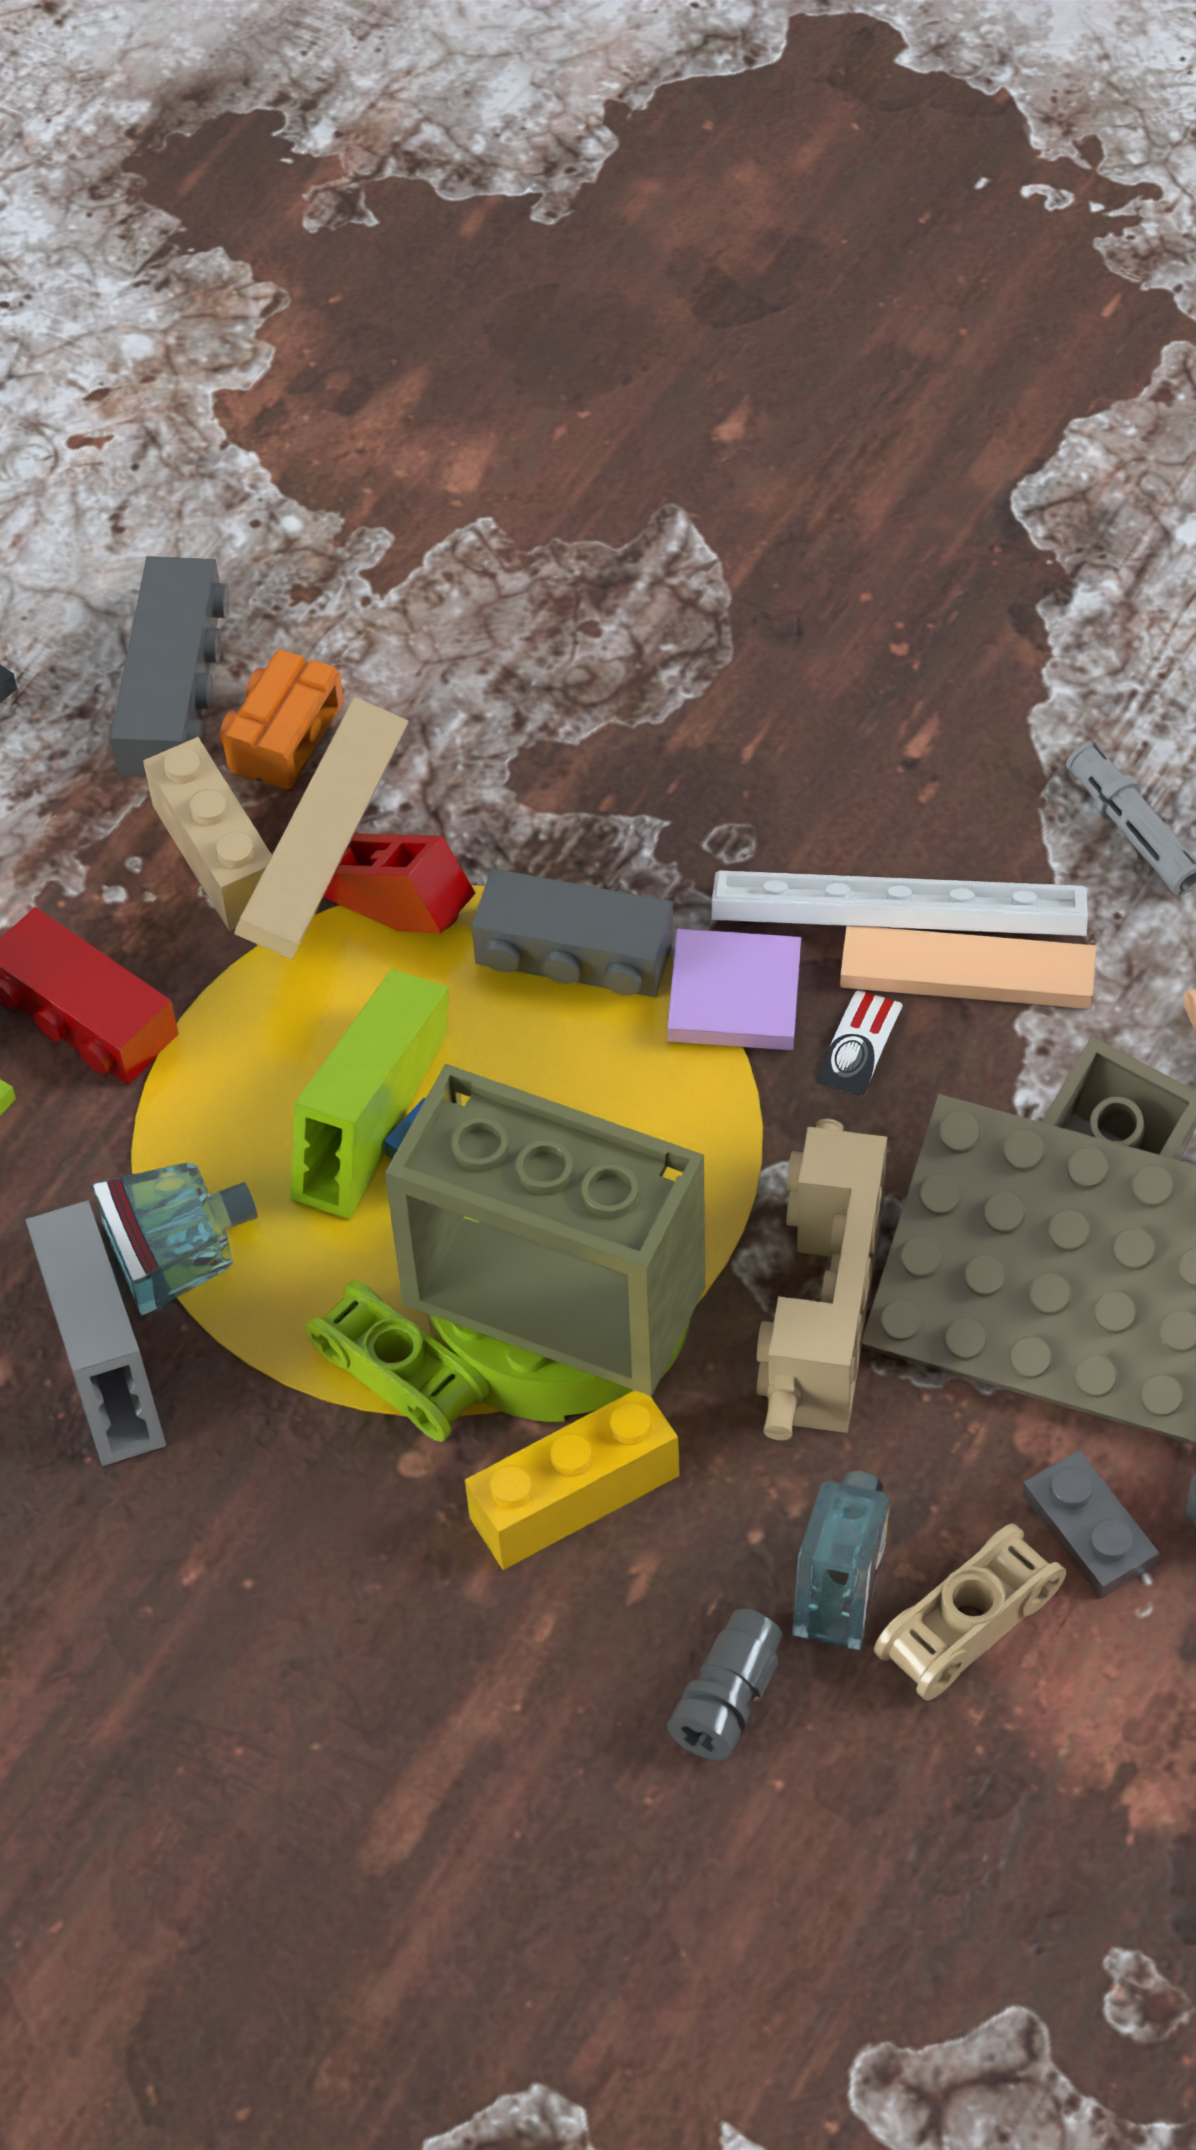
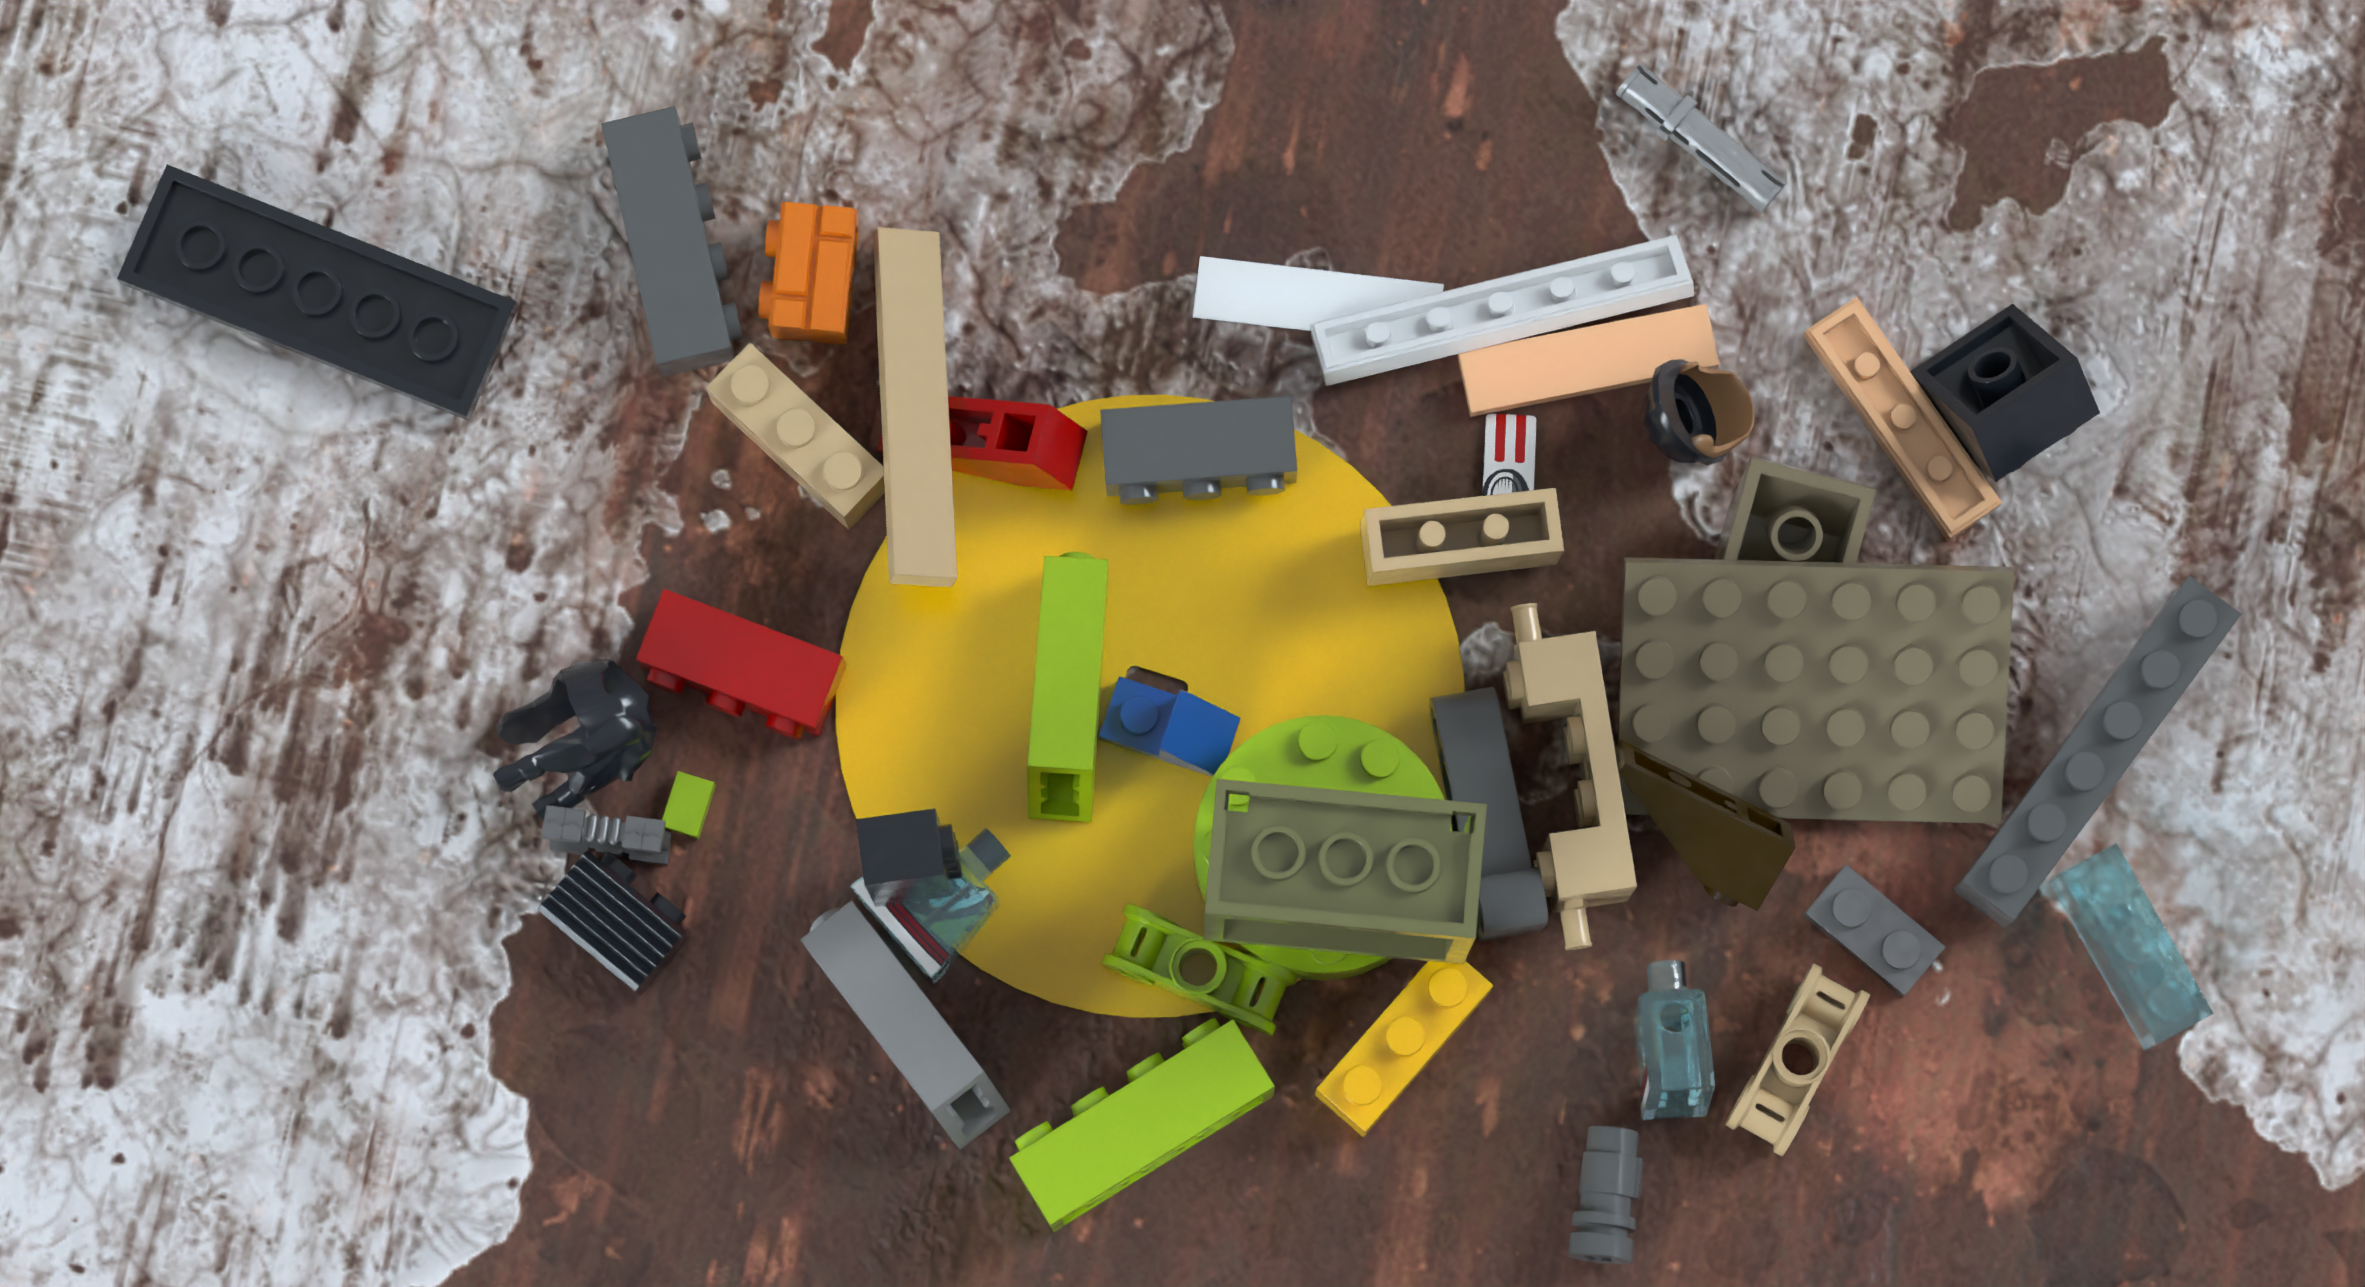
camera: 20 degrees left, 25 degrees up
(141, 1131) = (908, 857): none -> black brick
(279, 1469) = (1142, 1124): none -> lime brick
(698, 849) = (1292, 295): none -> white sticker
(730, 1311) = (1479, 770): none -> dark grey beam
(734, 989) = (1371, 453): lavender tile -> none
(790, 1058) = (1461, 536): none -> tan brick
(950, 1372) = (1720, 837): none -> dark brown slope
(1050, 1018) = (1697, 412): none -> piece

